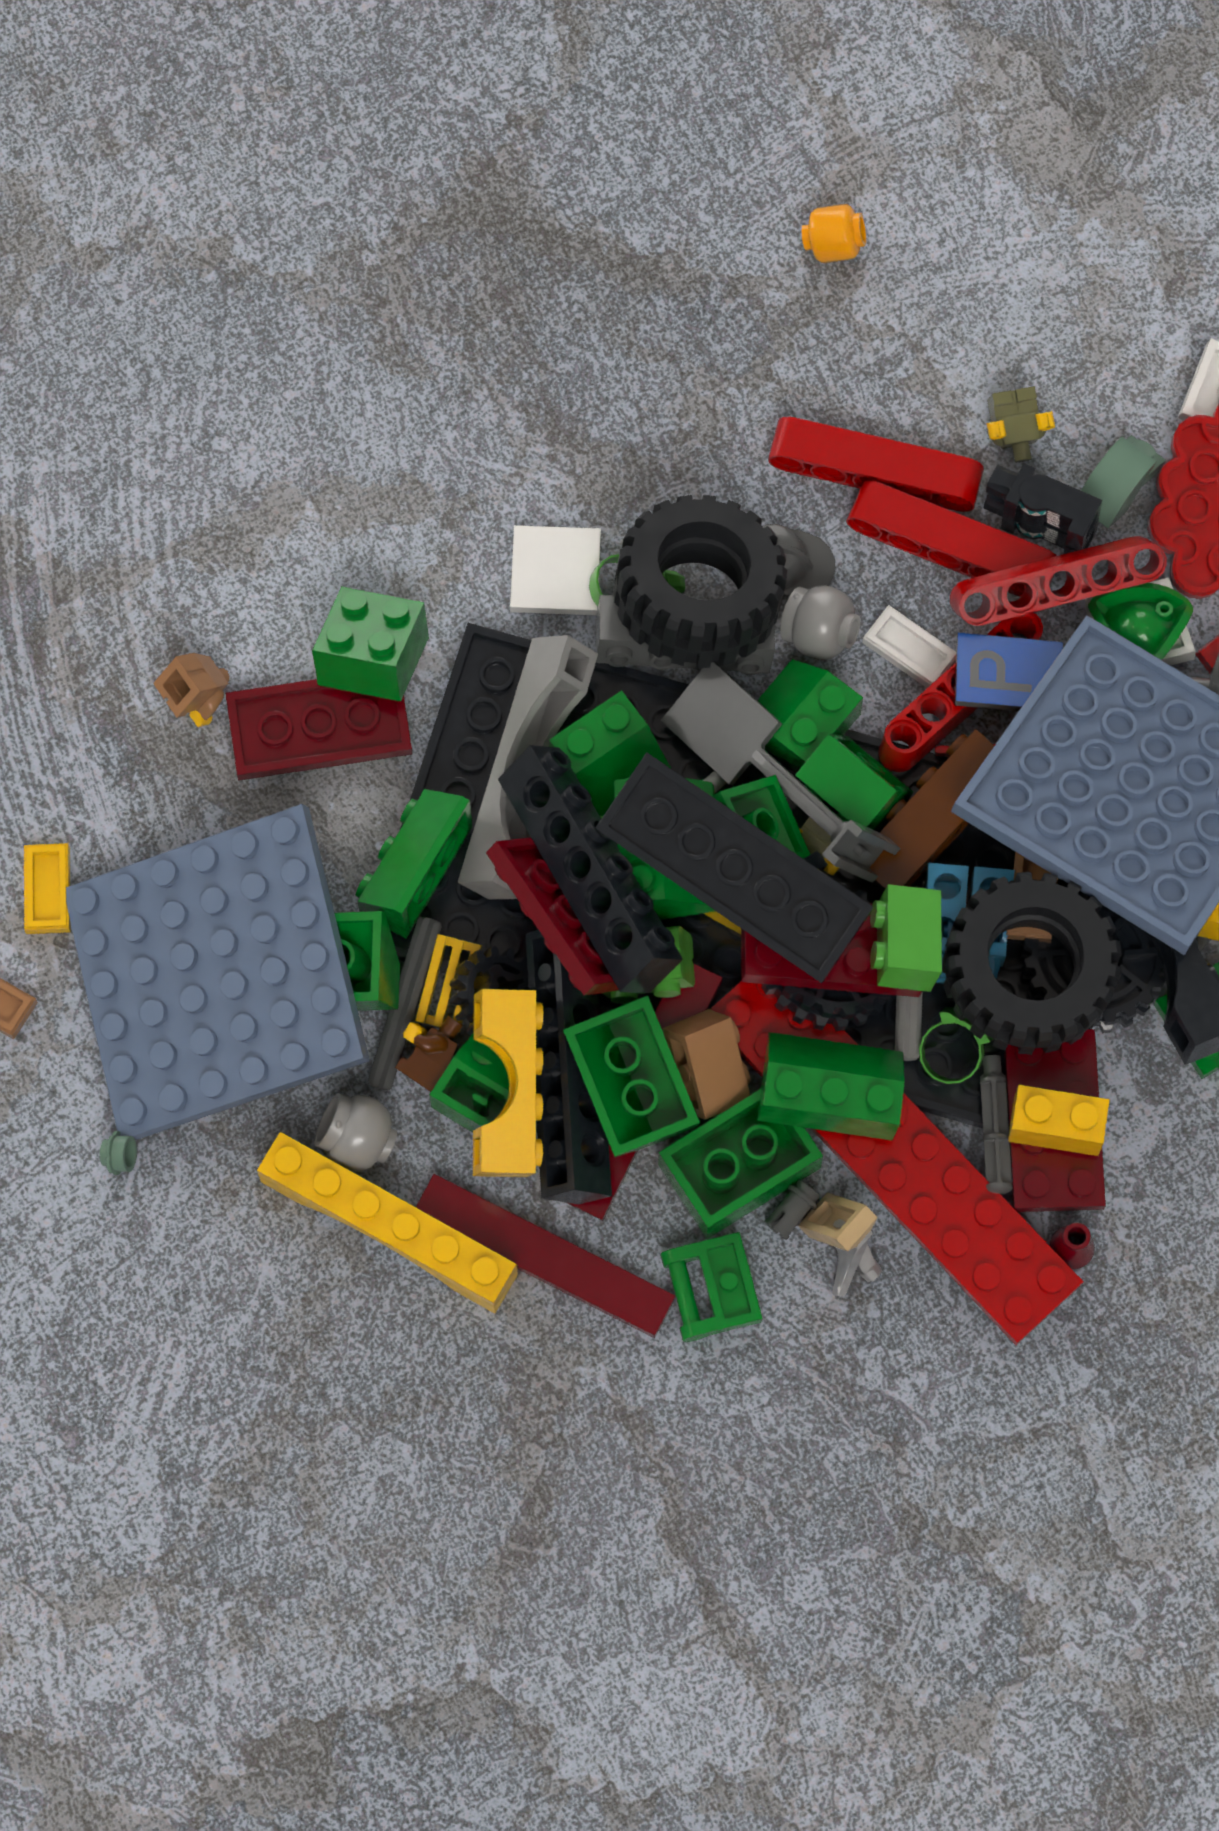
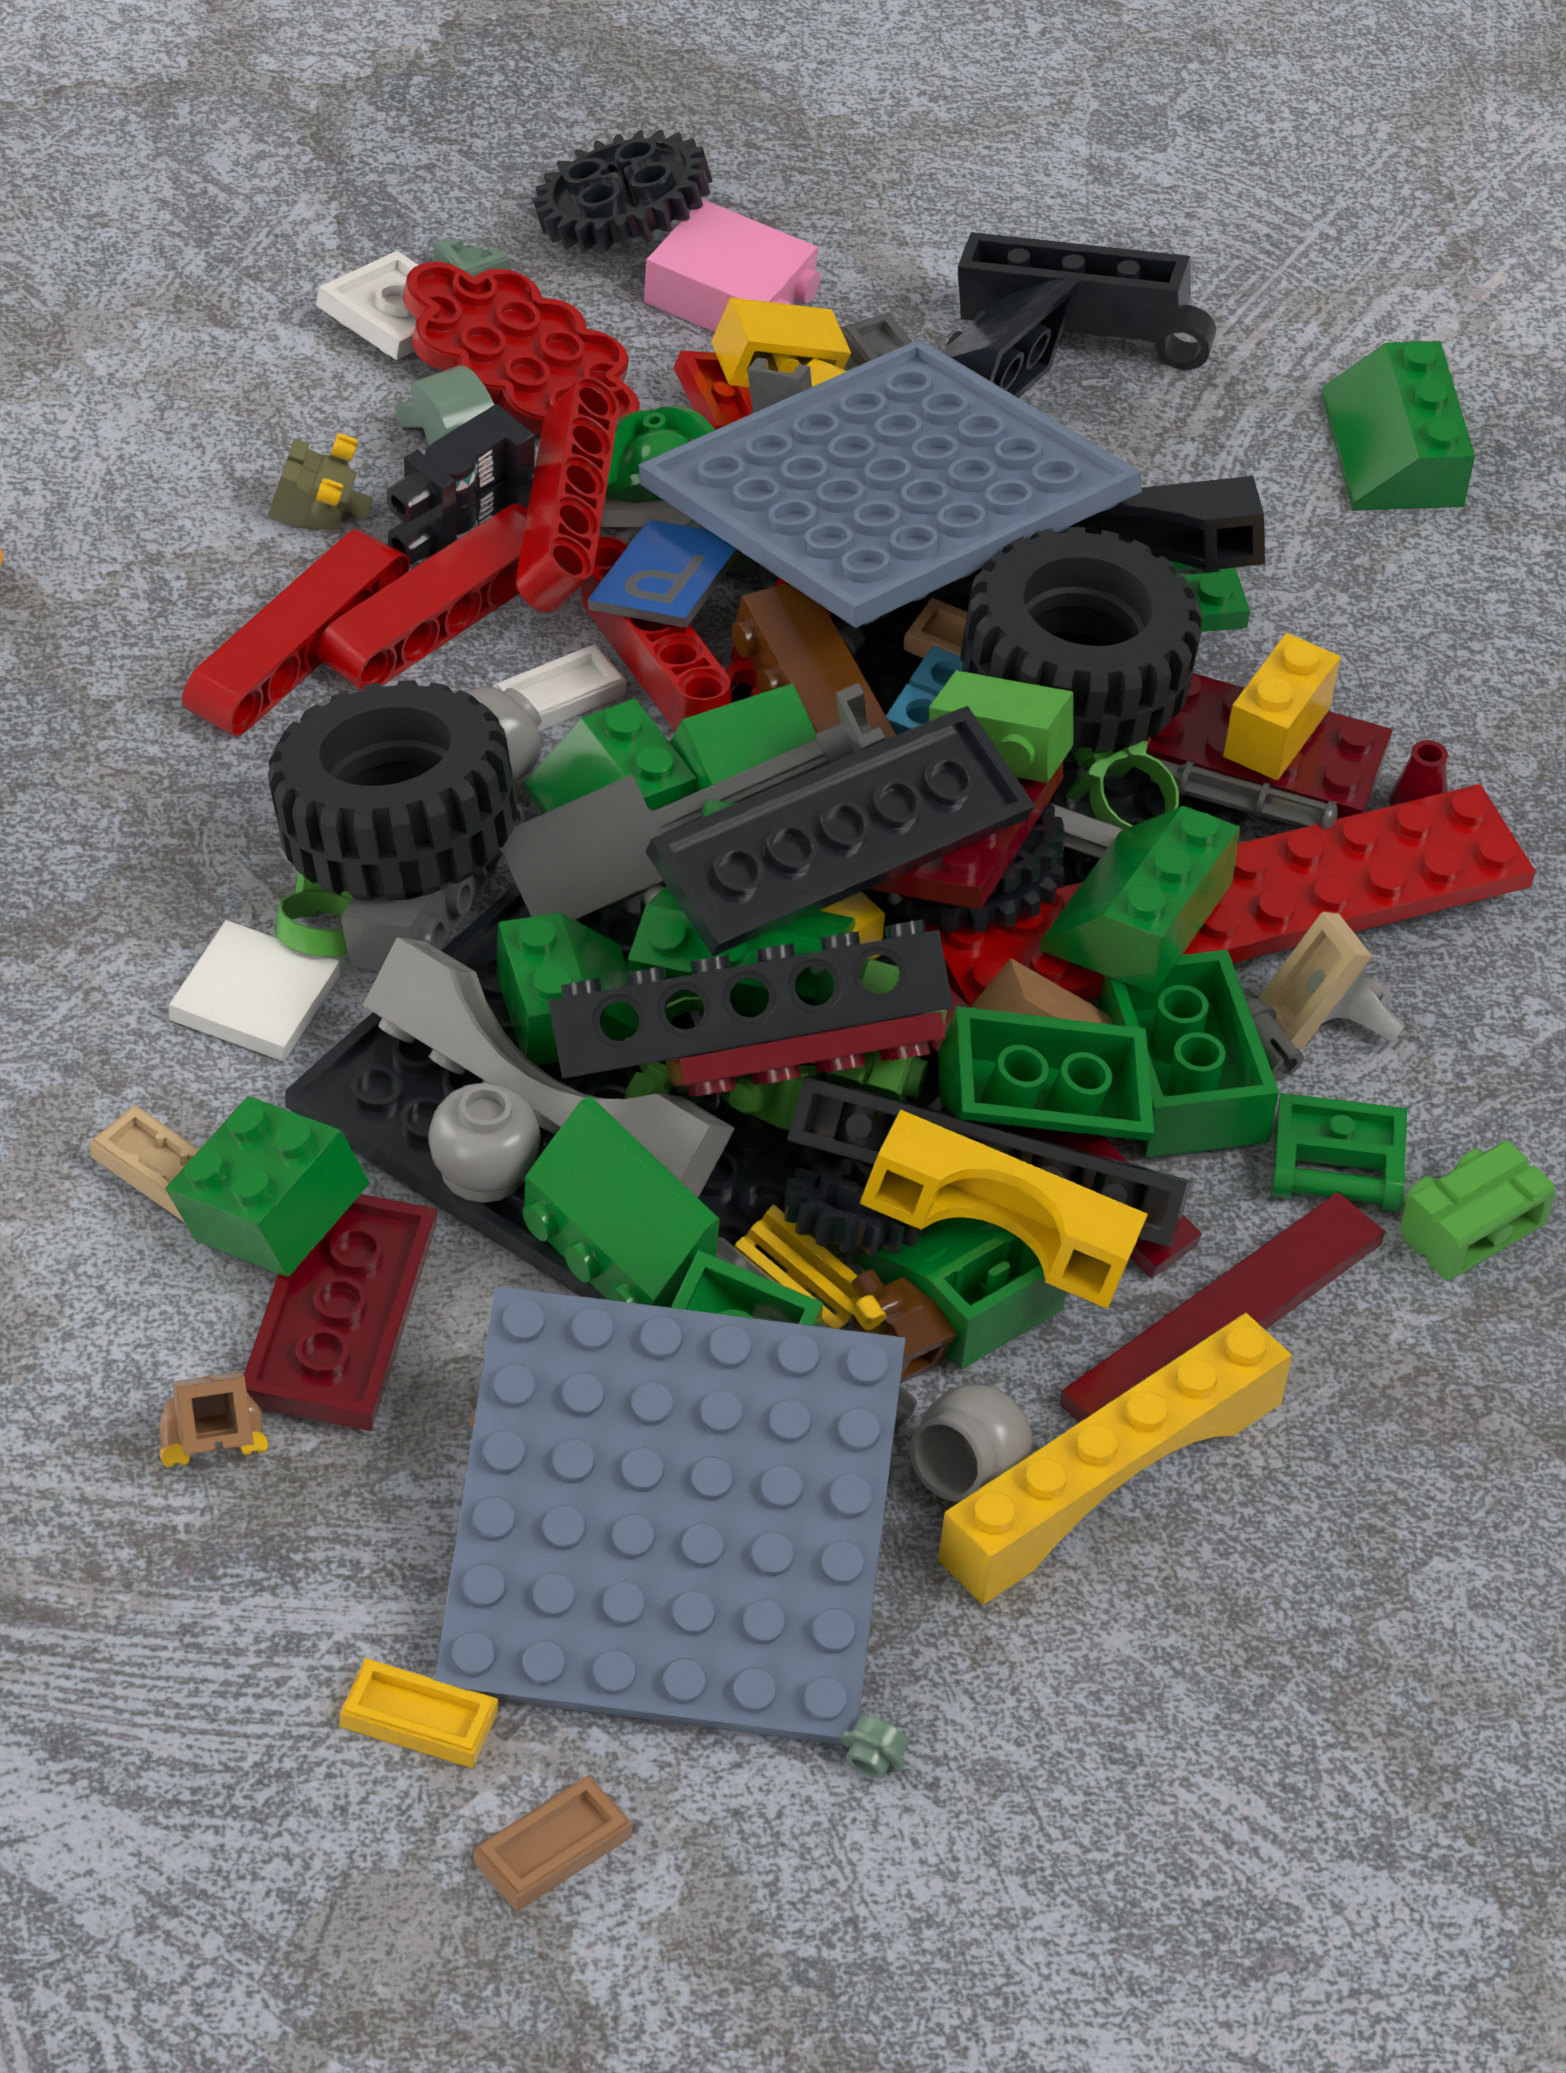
camera: 75 degrees left, 25 degrees down
(389, 564) = (143, 1154): none -> tan plate
(453, 753) = (484, 1141): none -> light grey piece
(696, 1388) = (1476, 1209): none -> bright green brick

